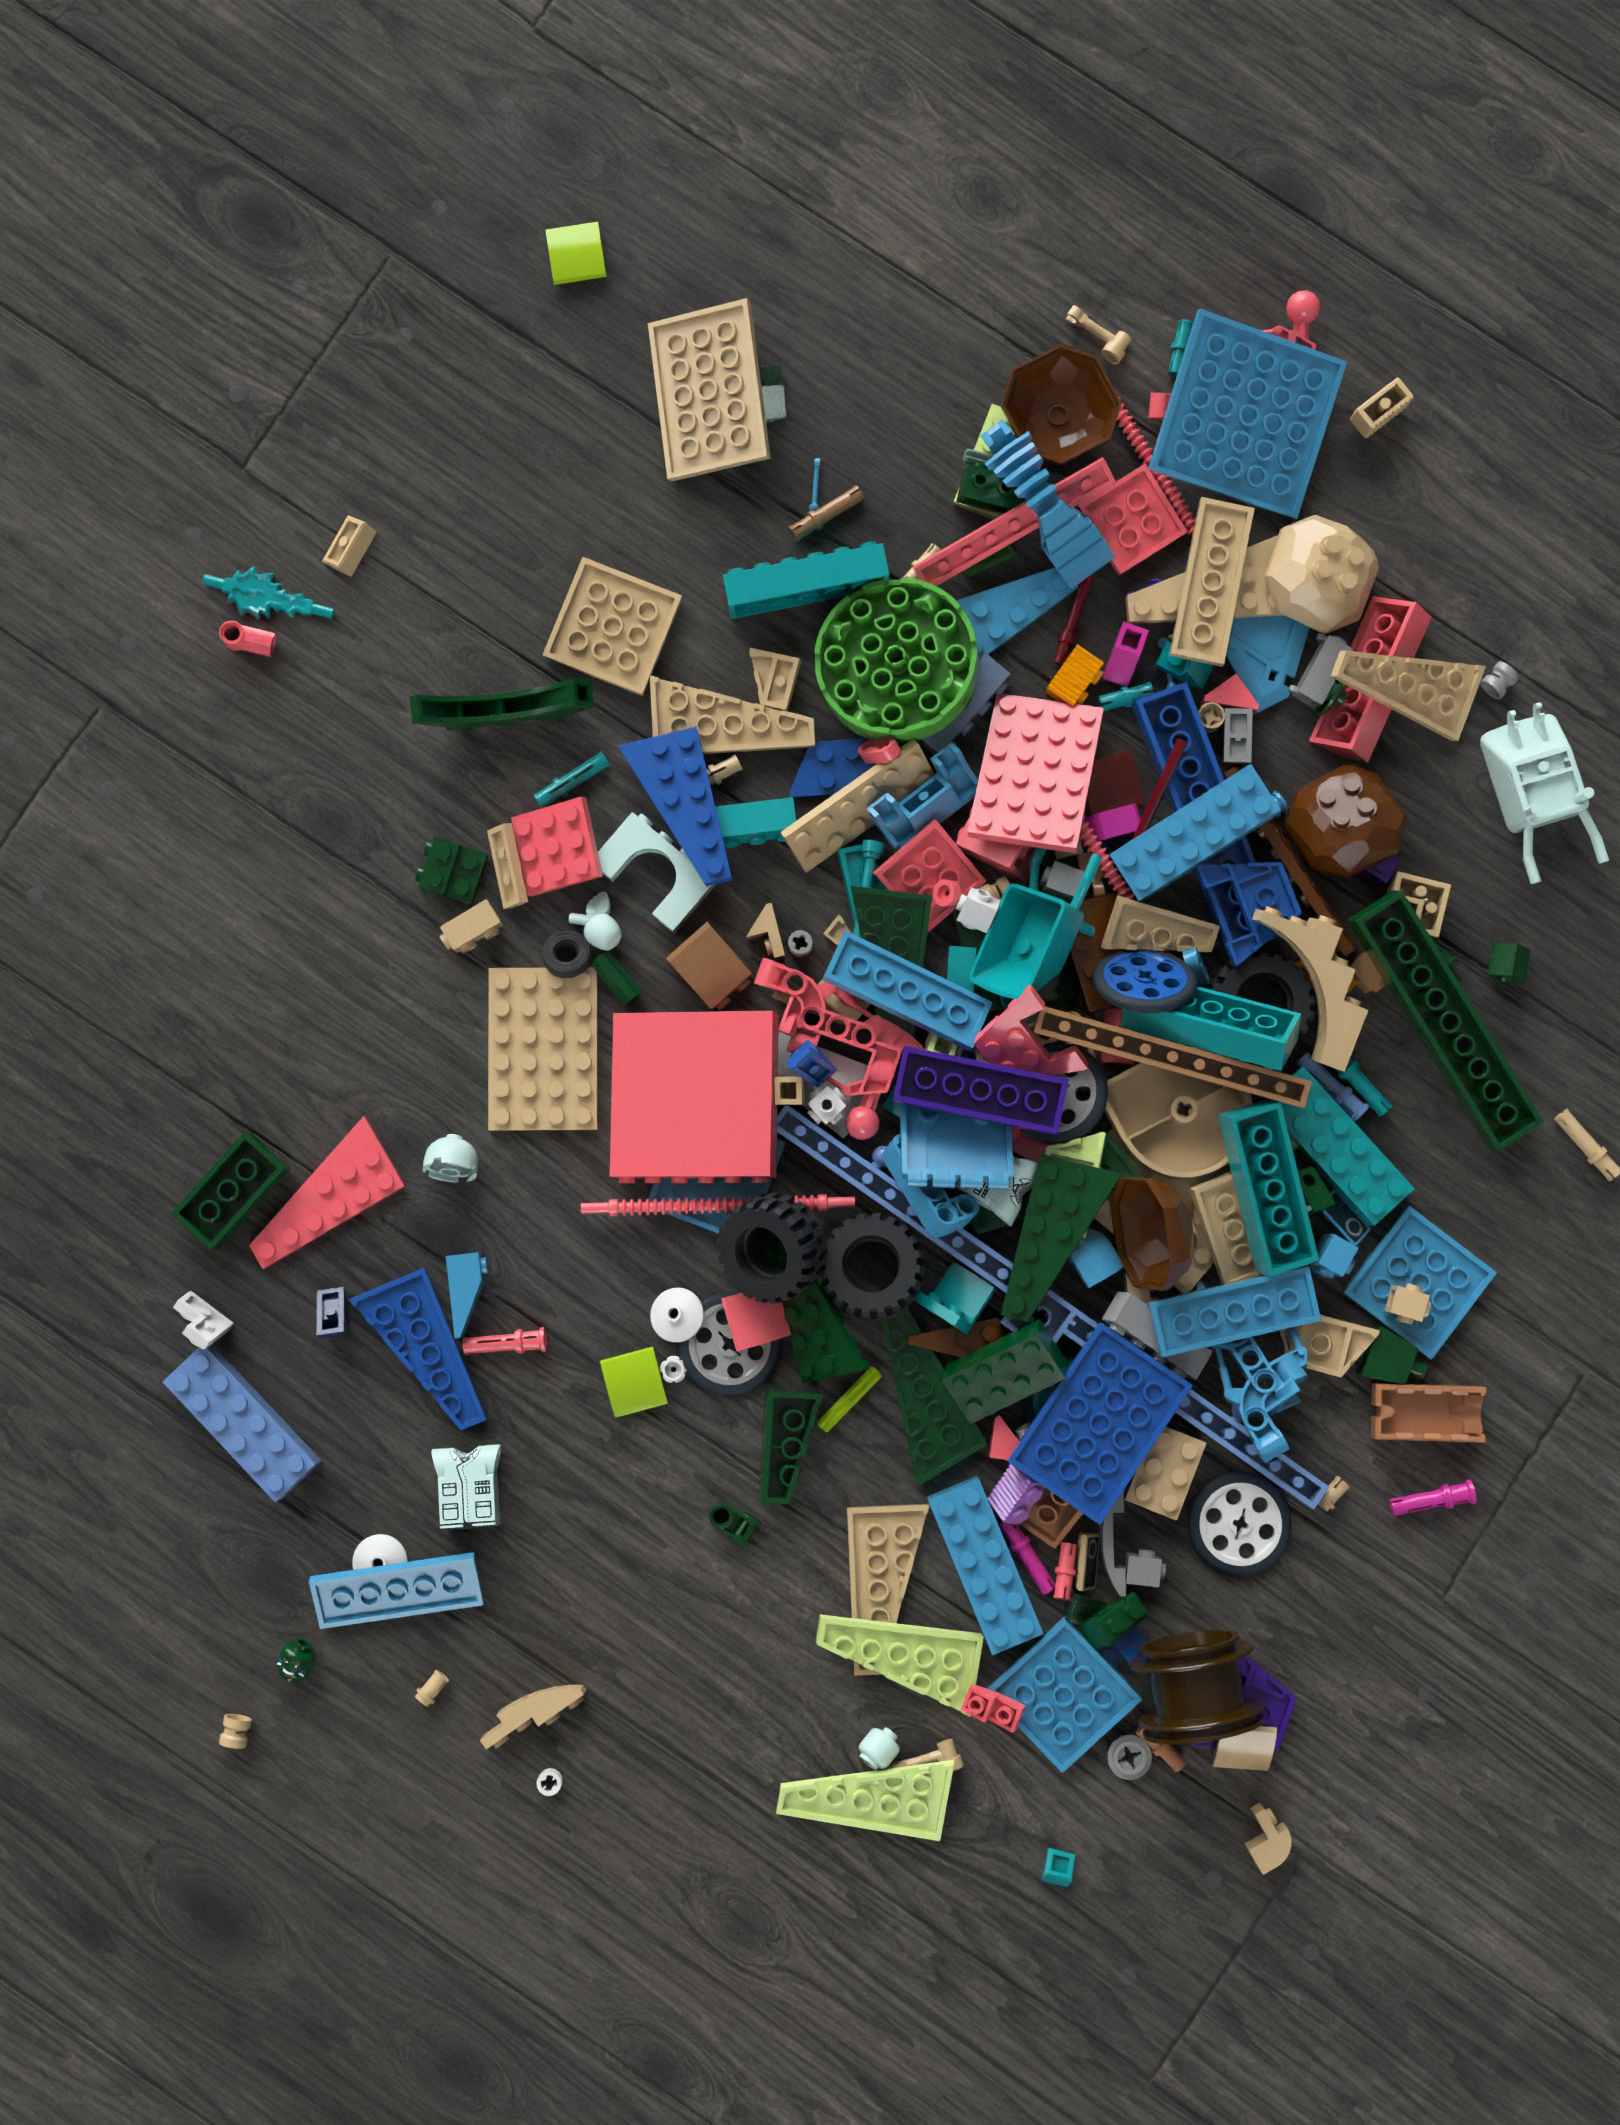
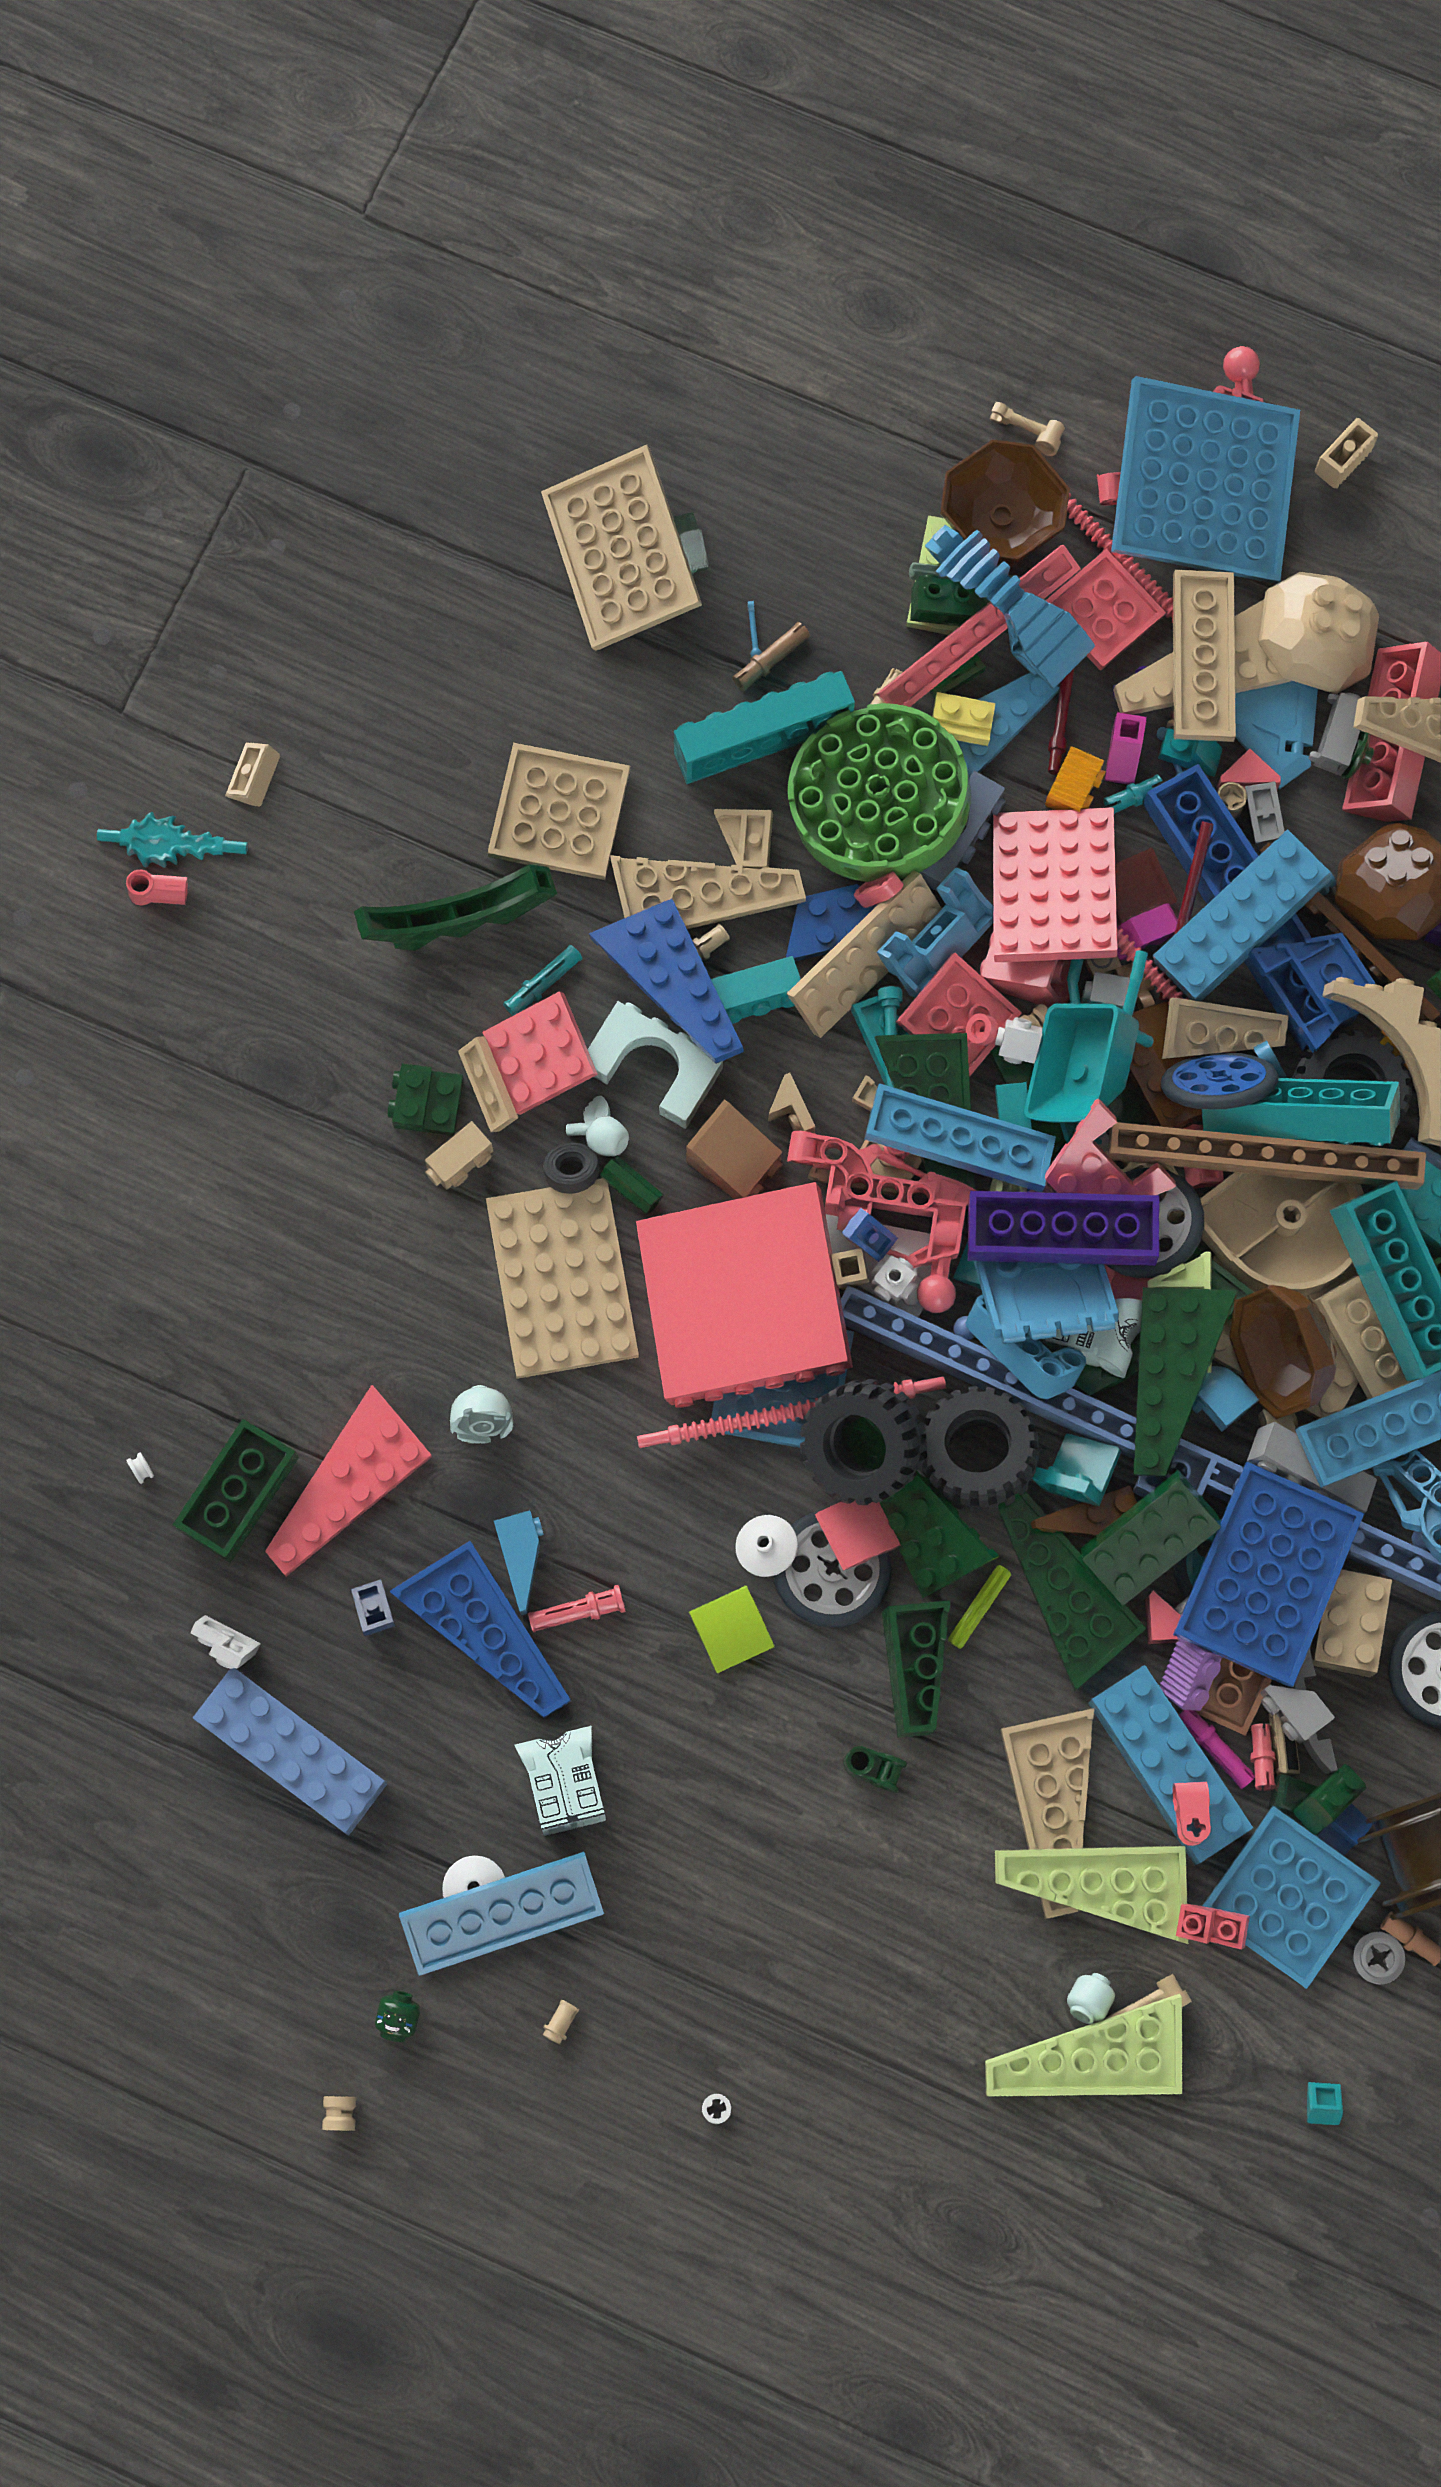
camera: 15 degrees left, 10 degrees down
(154, 1155) = (140, 1468): none -> white bush
(539, 1705) = (692, 2018): tan slope -> none
(575, 253) = (450, 432): lime slope -> none
(668, 1375) = (768, 1615): white plate -> none
(797, 936) = (822, 1108): light grey bush -> none
(986, 601) = (964, 717): none -> light yellow plate
(993, 1610) = (1192, 1805): none -> coral piece
(1103, 1543) = (1298, 1709): none -> light grey slope
(1144, 1568) = (1351, 1737): light grey brick -> none
(1178, 347) = (1117, 427): teal pin -> none

